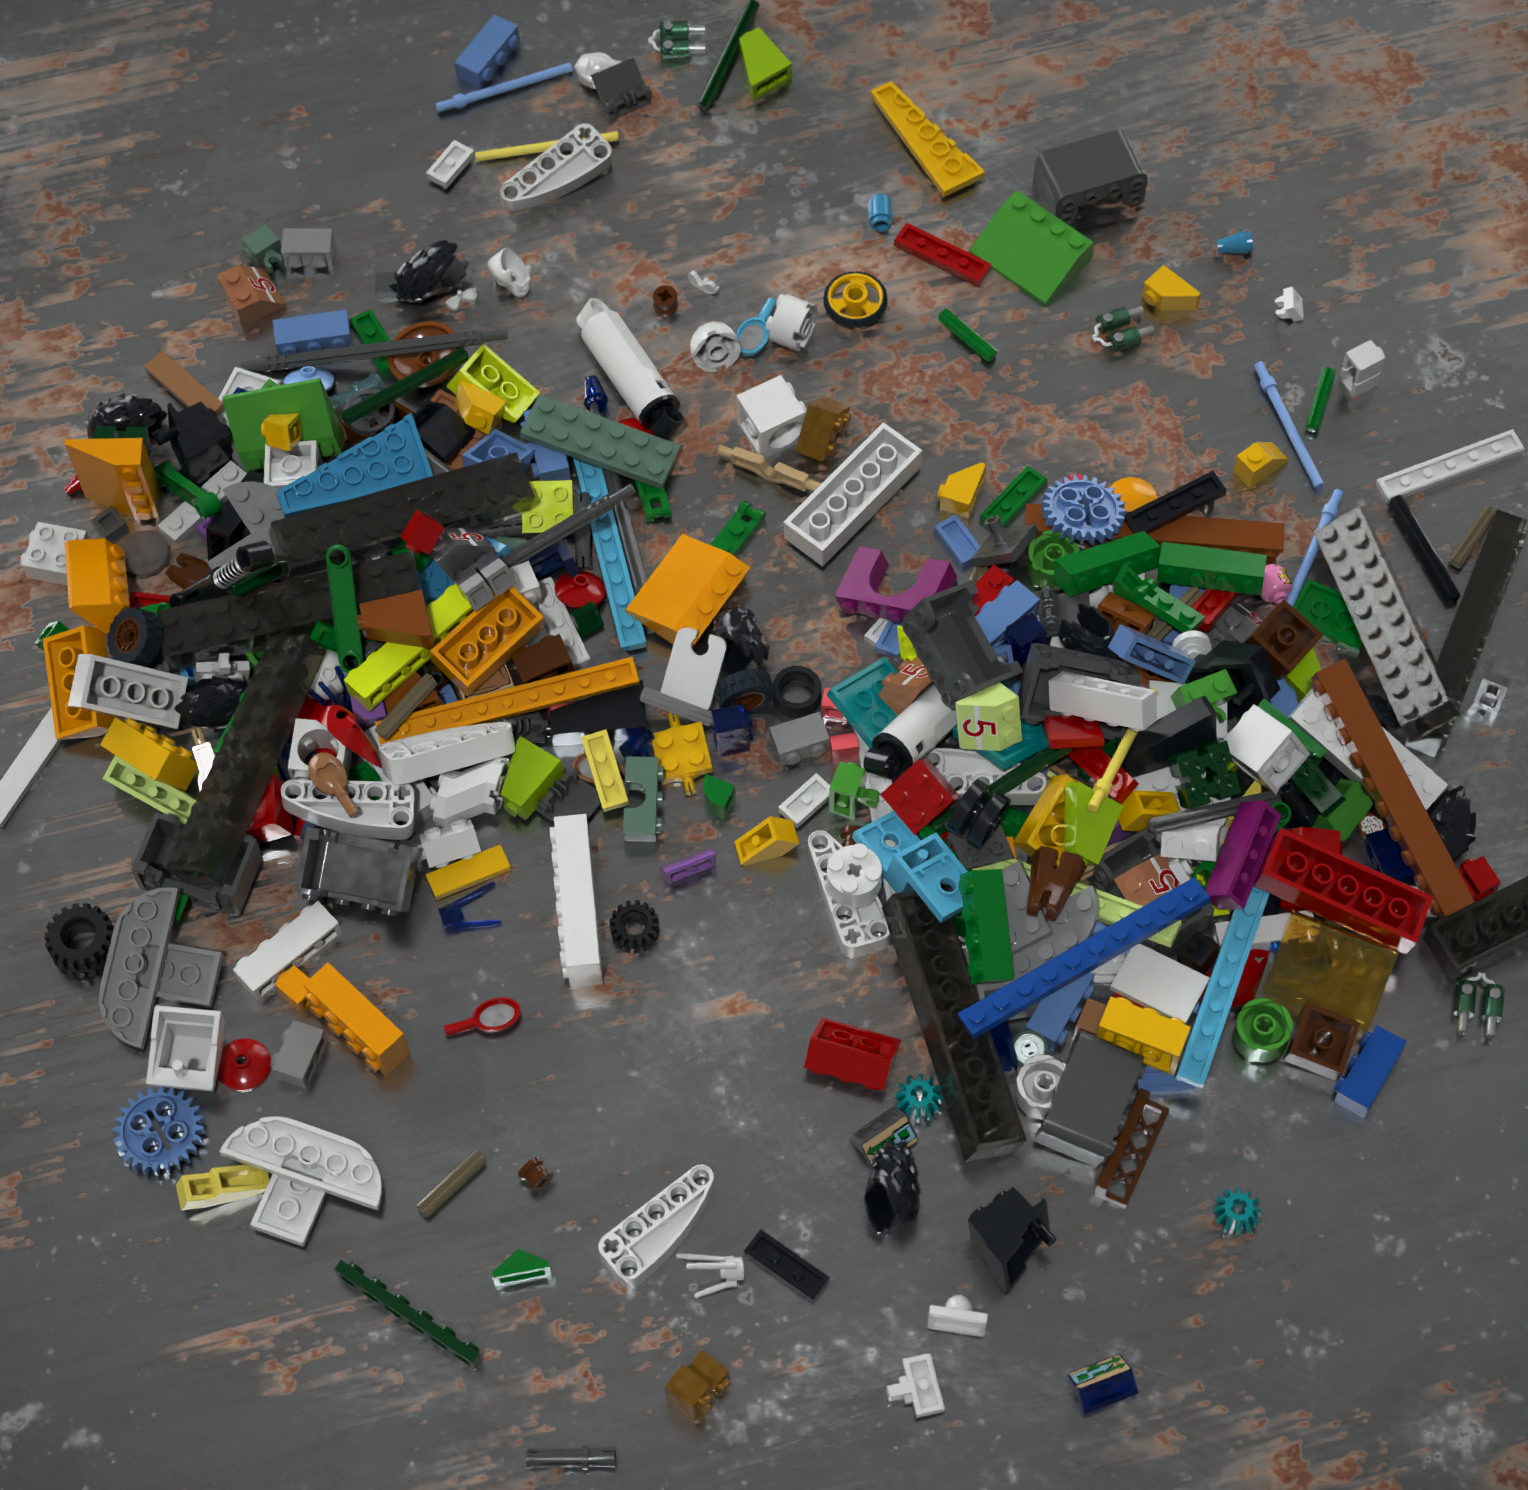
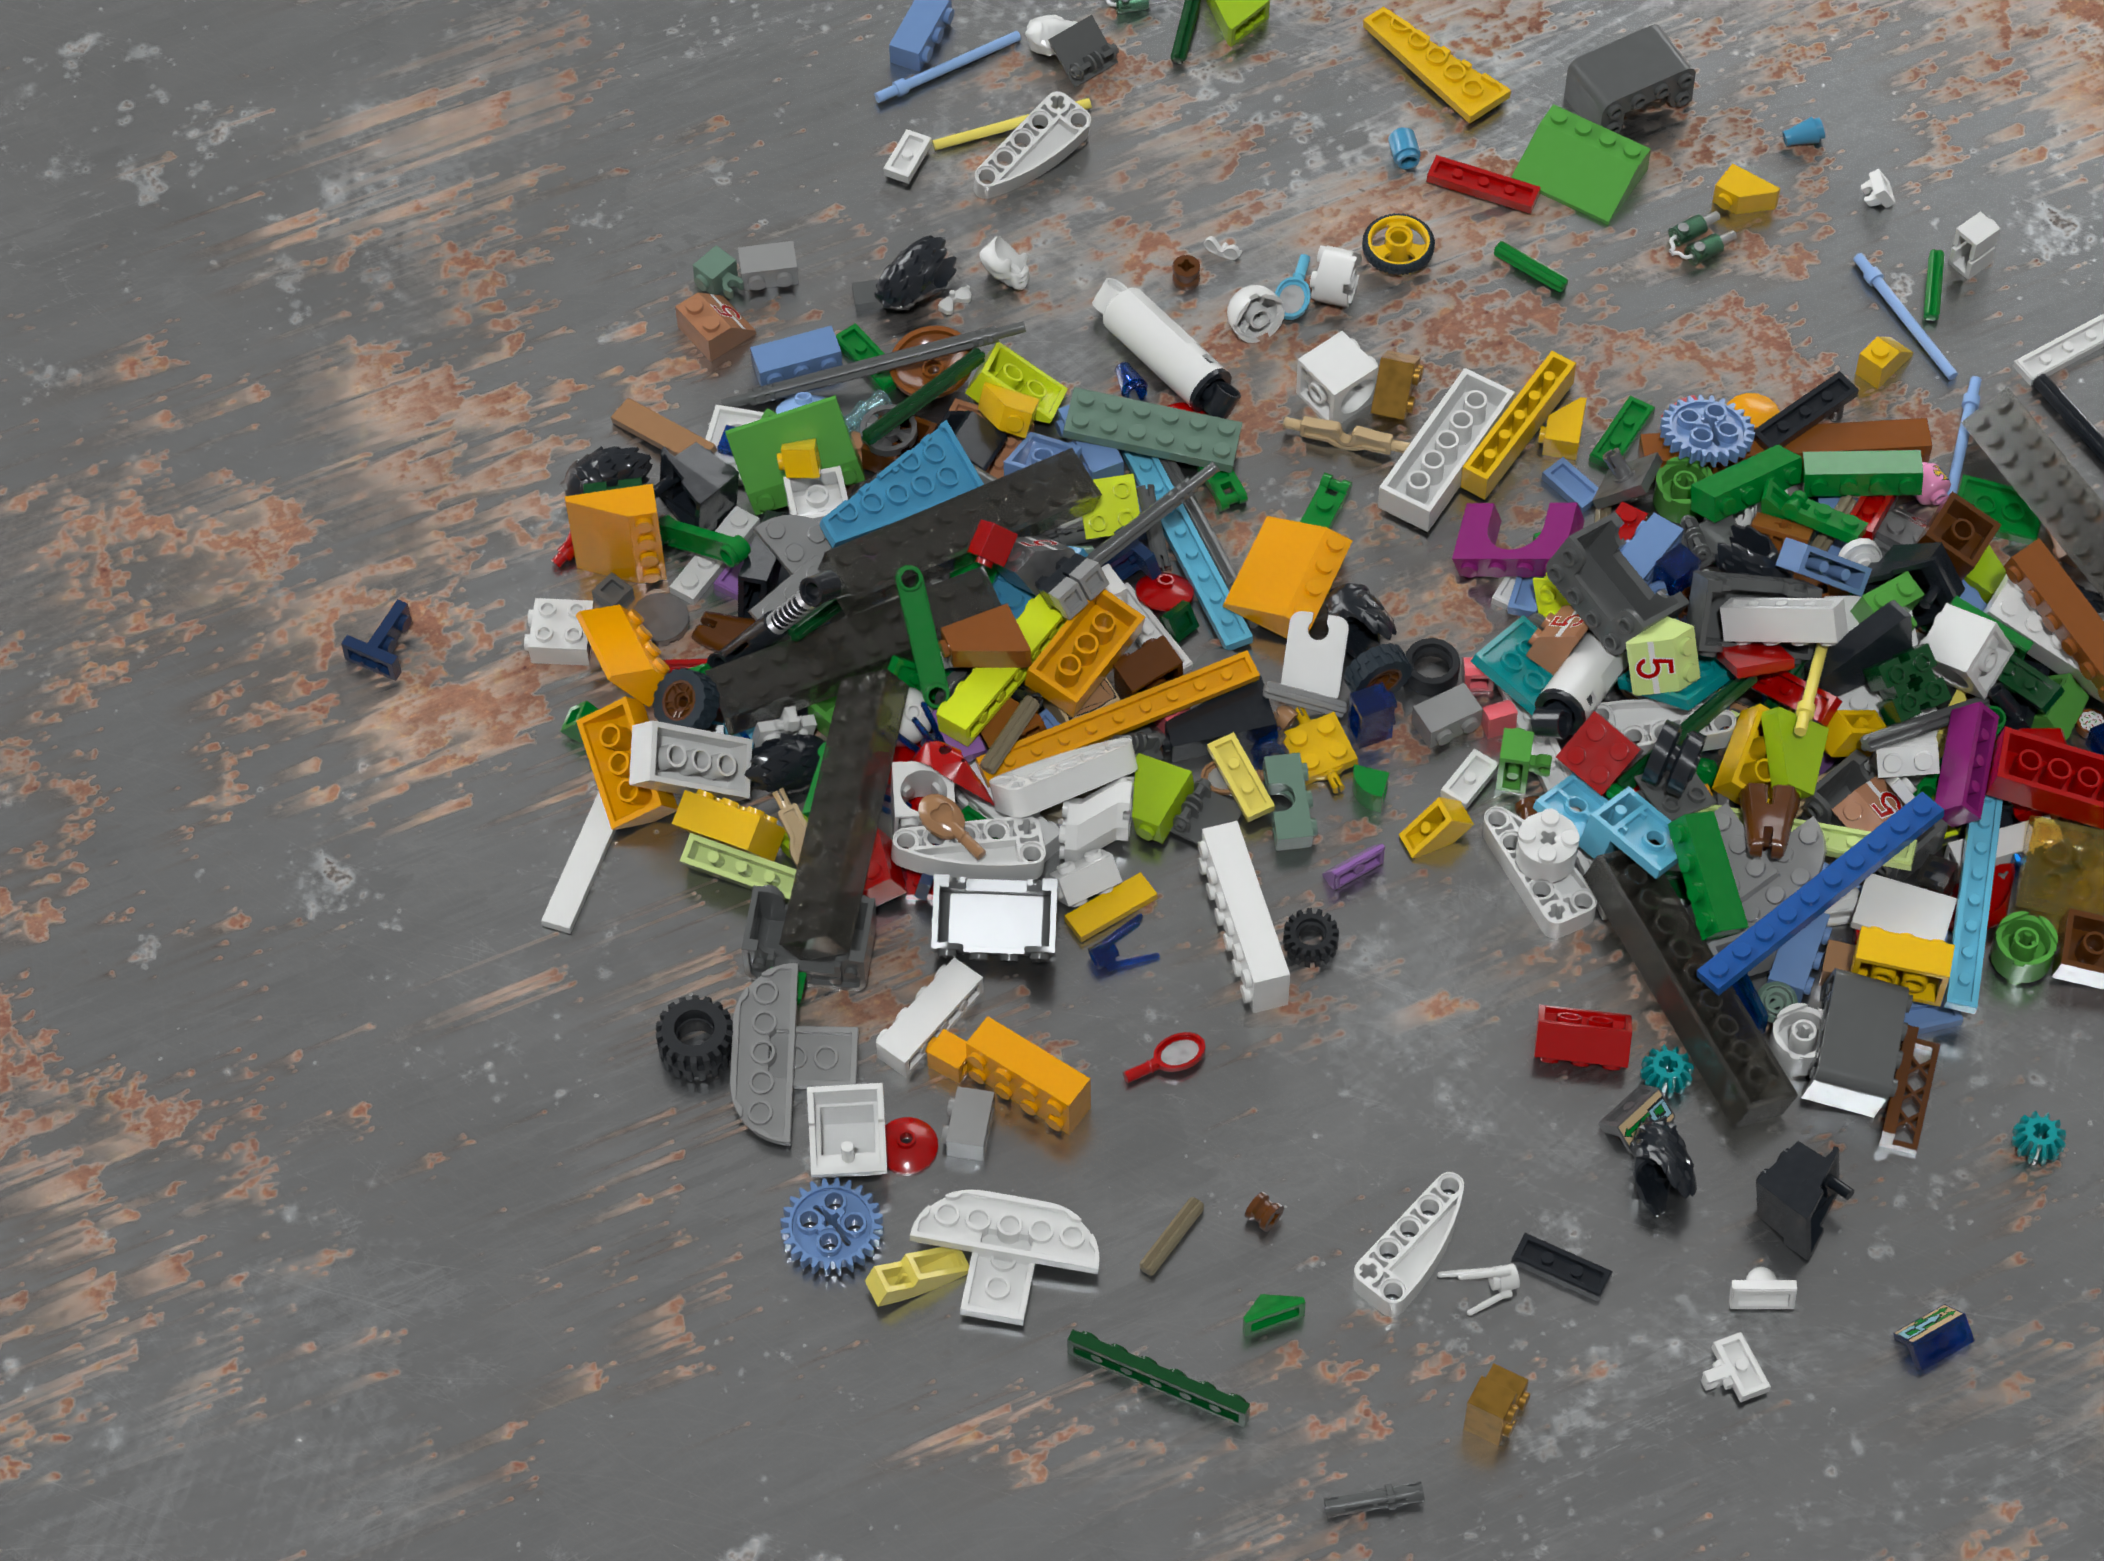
camera: 10 degrees left, 5 degrees down
(656, 720) = (1285, 716): none -> medium nougat hinge
(921, 480) = (1518, 425): none -> yellow brick

